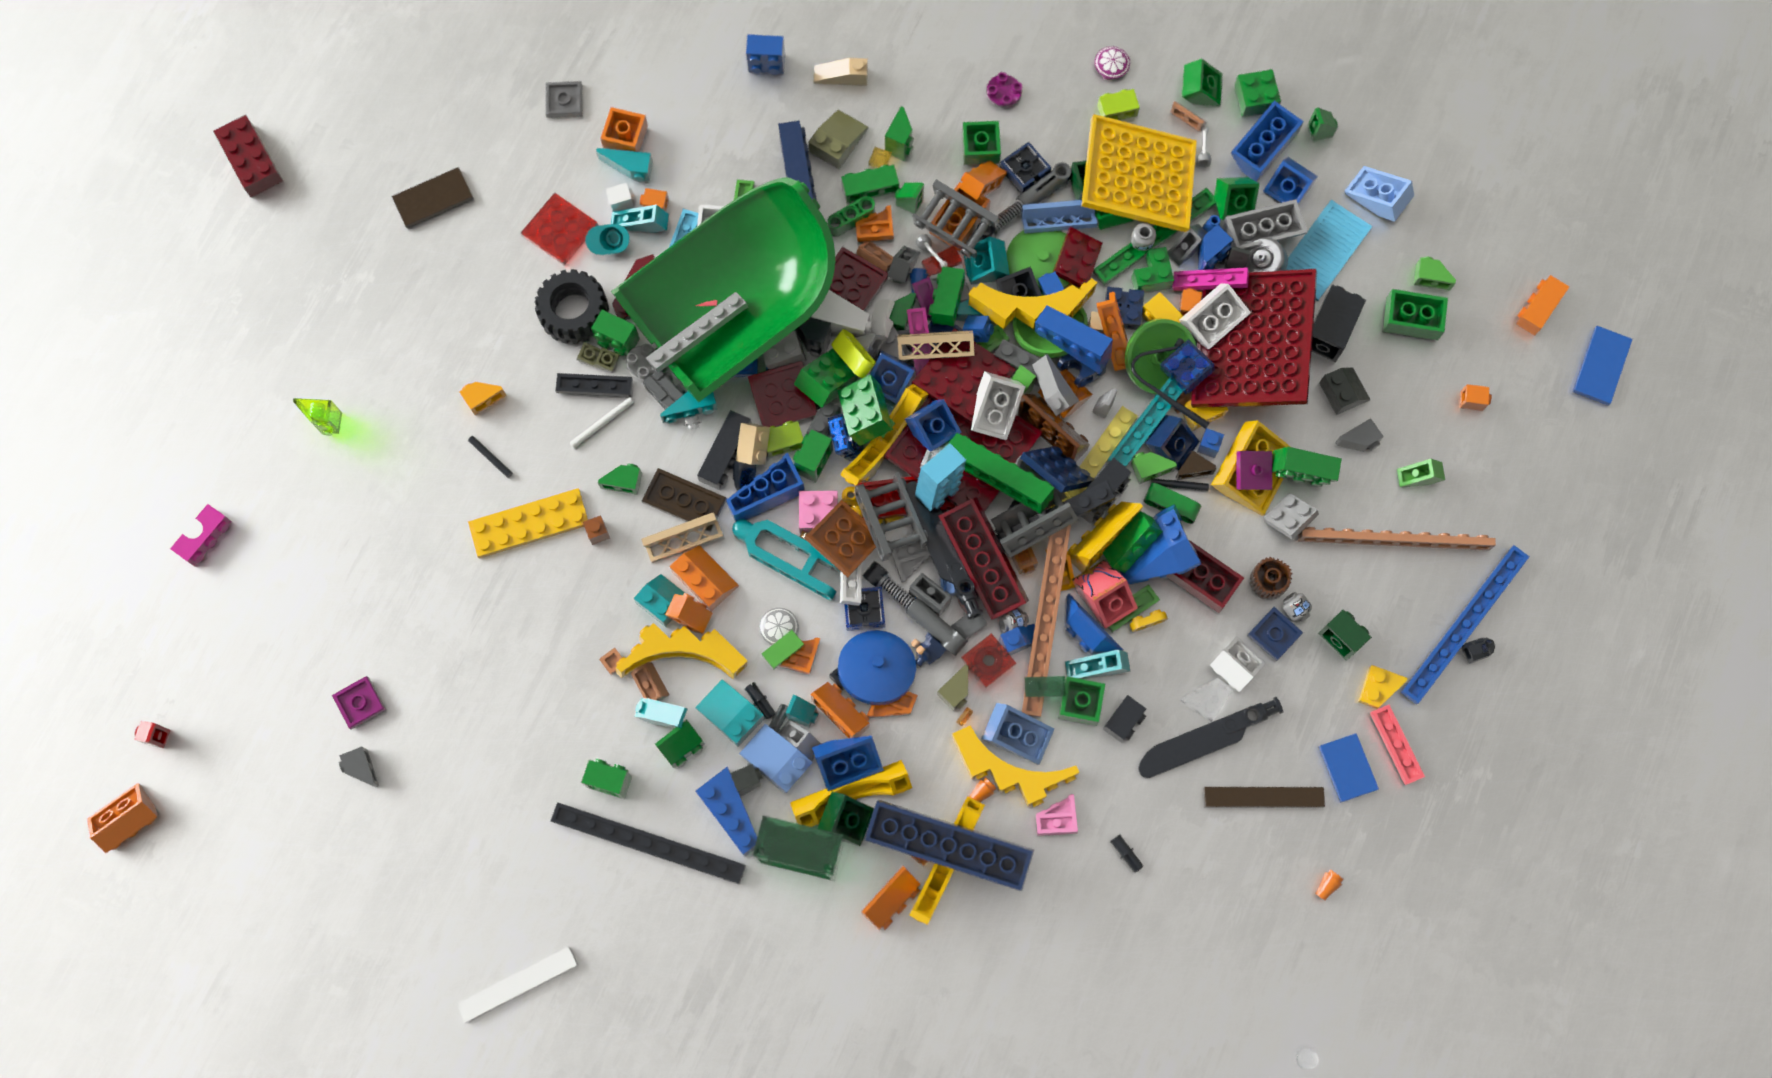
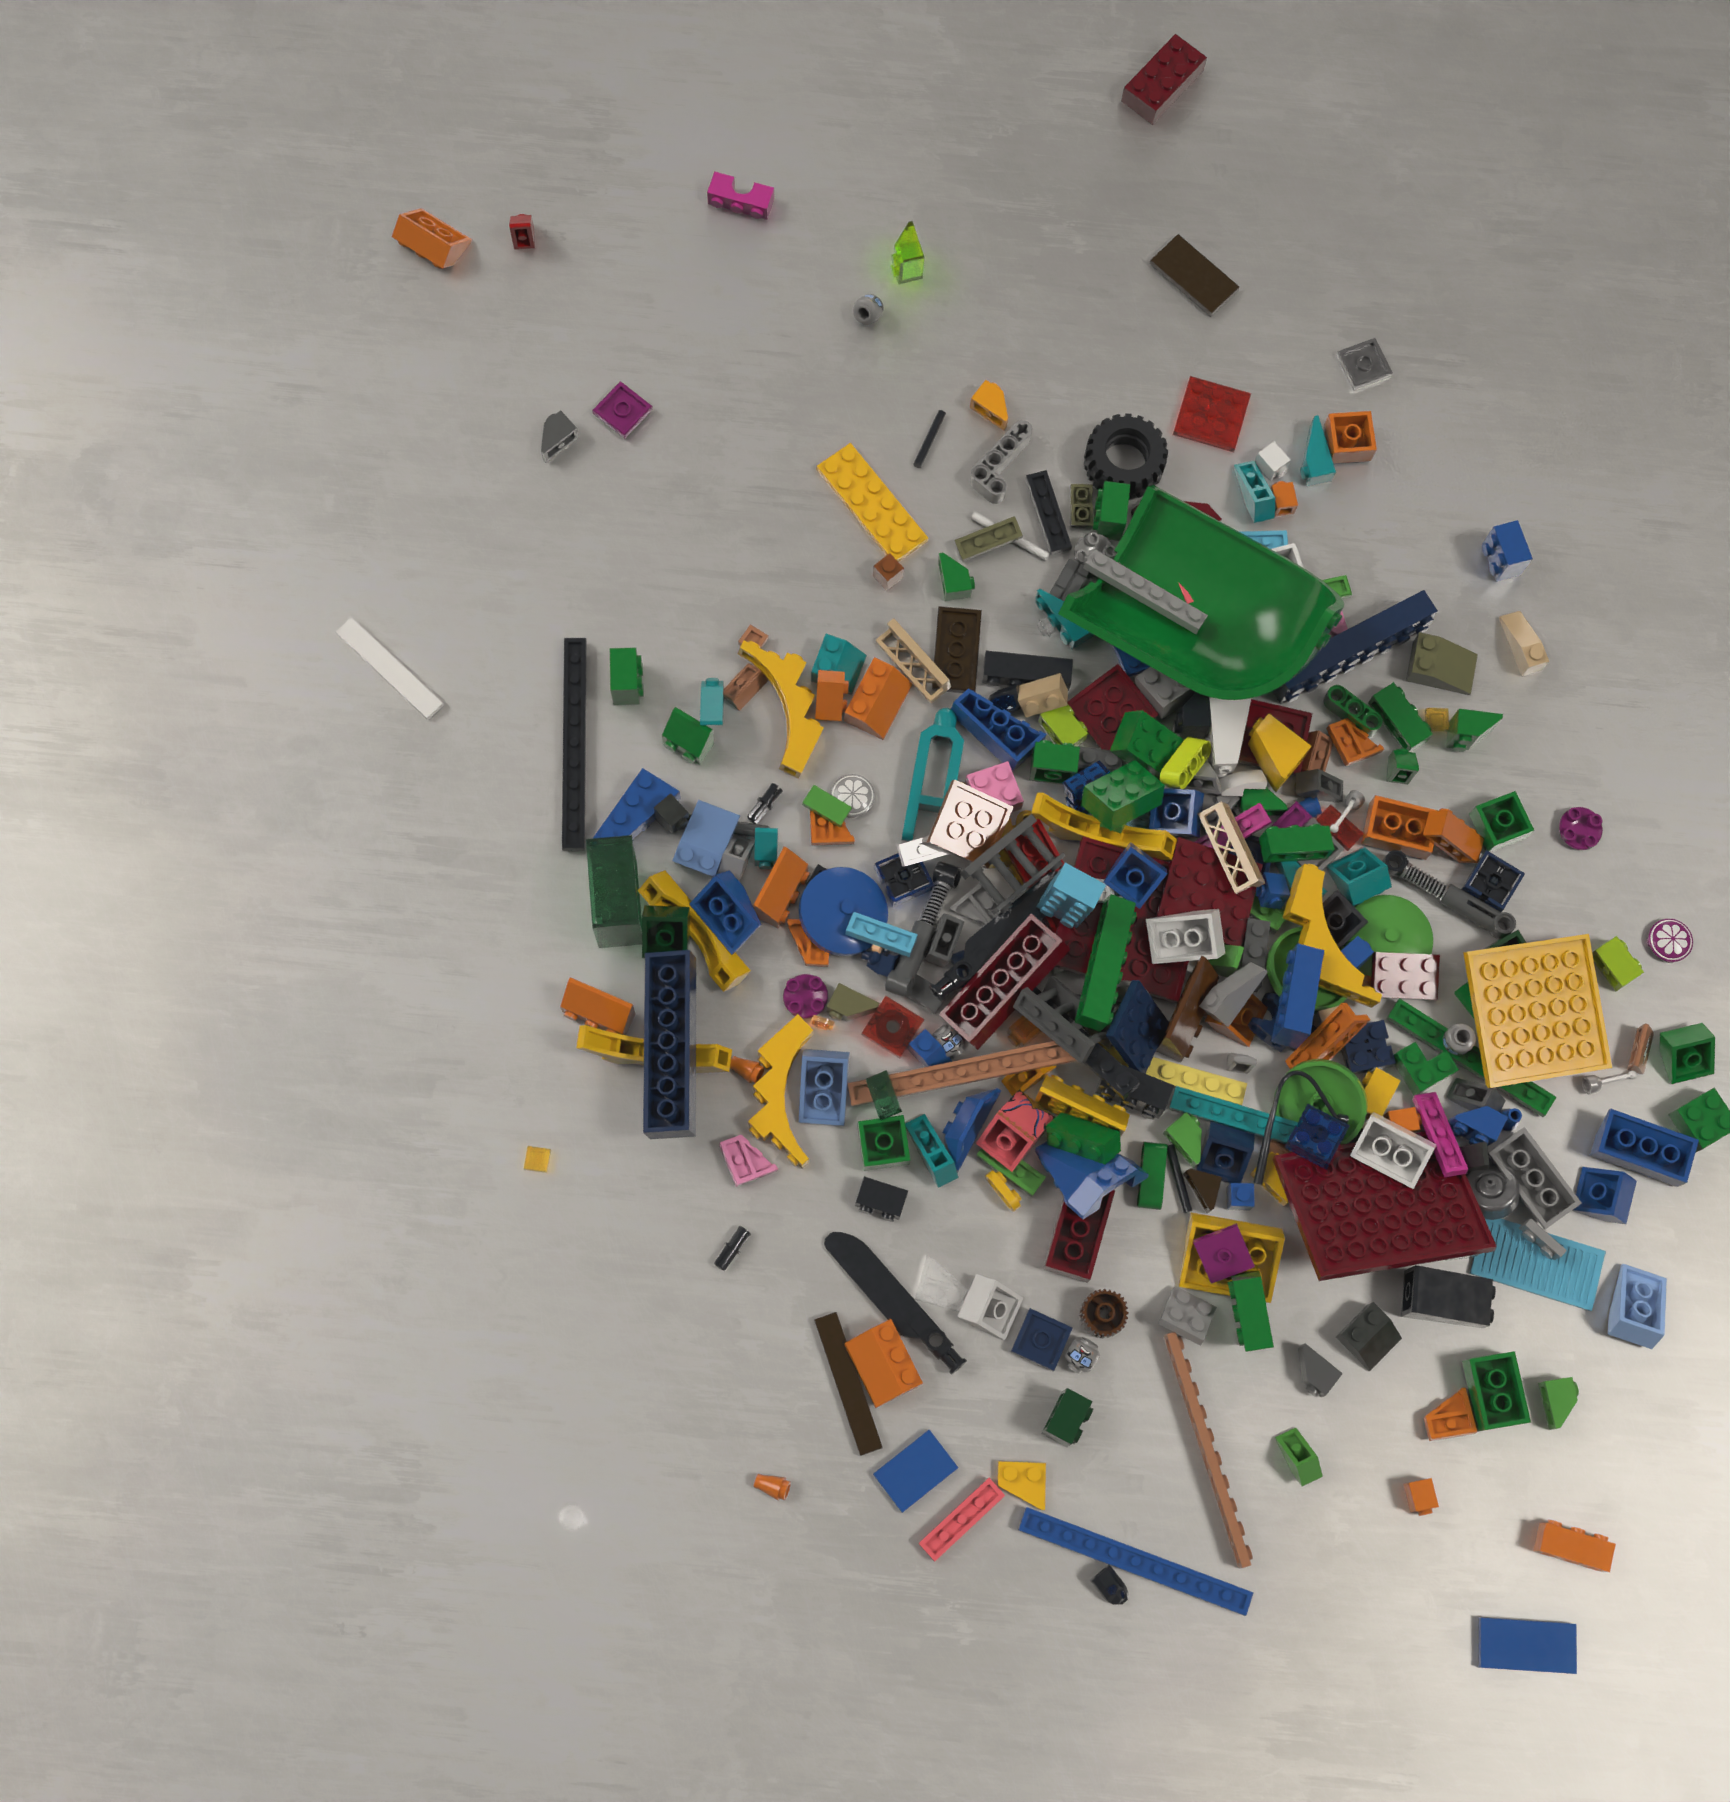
camera: 65 degrees right, 0 degrees up
(354, 464) = (868, 309): none -> light grey head
(531, 403) = (1004, 458): none -> light grey beam
(599, 439) = (988, 538): none -> olive plate
(607, 239) = (1217, 464): teal piece -> none
(730, 712) = (740, 778): teal slope -> none
(868, 281) = (1276, 750): none -> yellow slope
(911, 641) = (881, 934): none -> medium azure plate
(936, 723) = (805, 995): none -> magenta dish
(956, 200) = (1407, 834): dark grey fence -> none
(1000, 992) = (537, 1159): none -> clear yellow tile
(1057, 213) = (1452, 934): medium blue fence -> none
(1235, 195) = (1558, 1132): green slope -> none
(1258, 762) = (883, 1363): none -> orange slope
(1316, 236) = (1548, 1245): none -> light grey plate
(1322, 124) = (1696, 1210): green slope -> none
(1423, 354) = (1451, 1418): none -> orange wing

